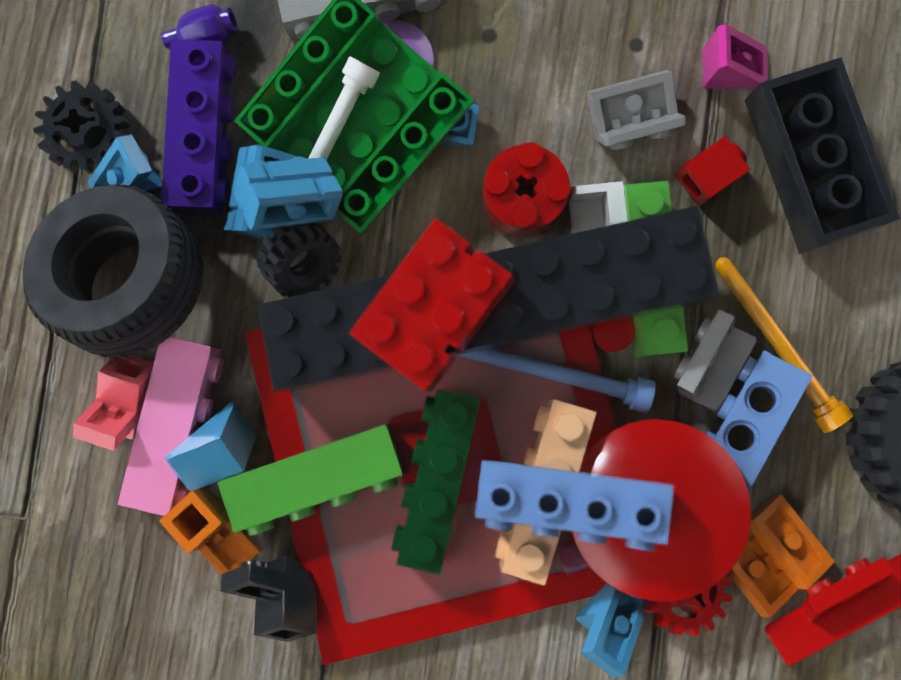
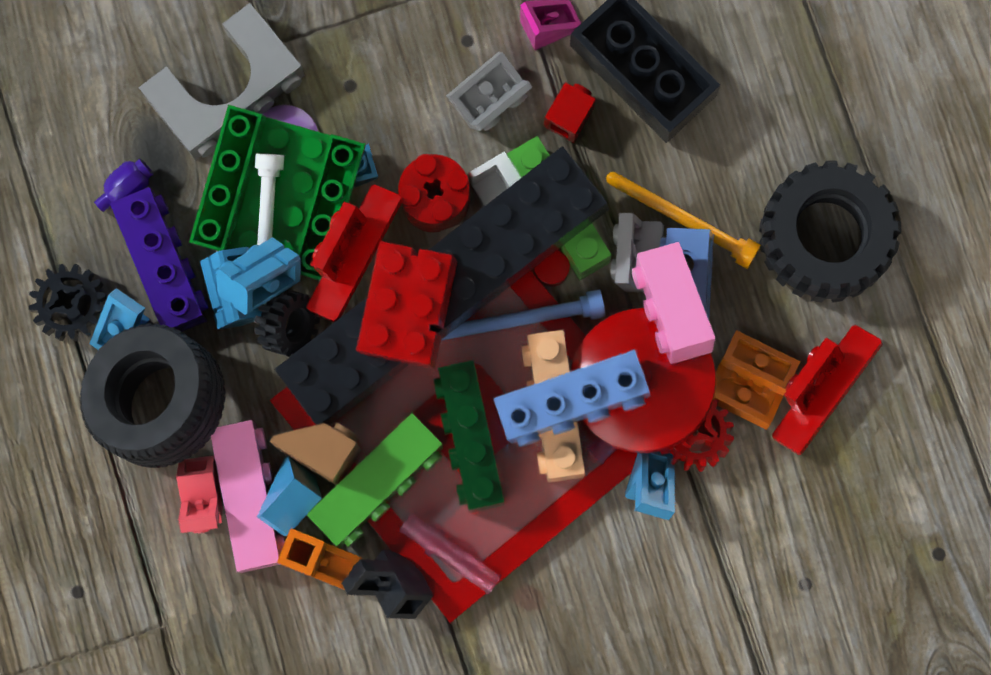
camera: 25 degrees left, 5 degrees down
(264, 420) = (321, 449): none -> medium nougat slope
(356, 594) = (449, 553): none -> clear pink pin
(402, 210) = (349, 250): none -> red bracket
(738, 445) = (673, 303): none -> bright pink brick

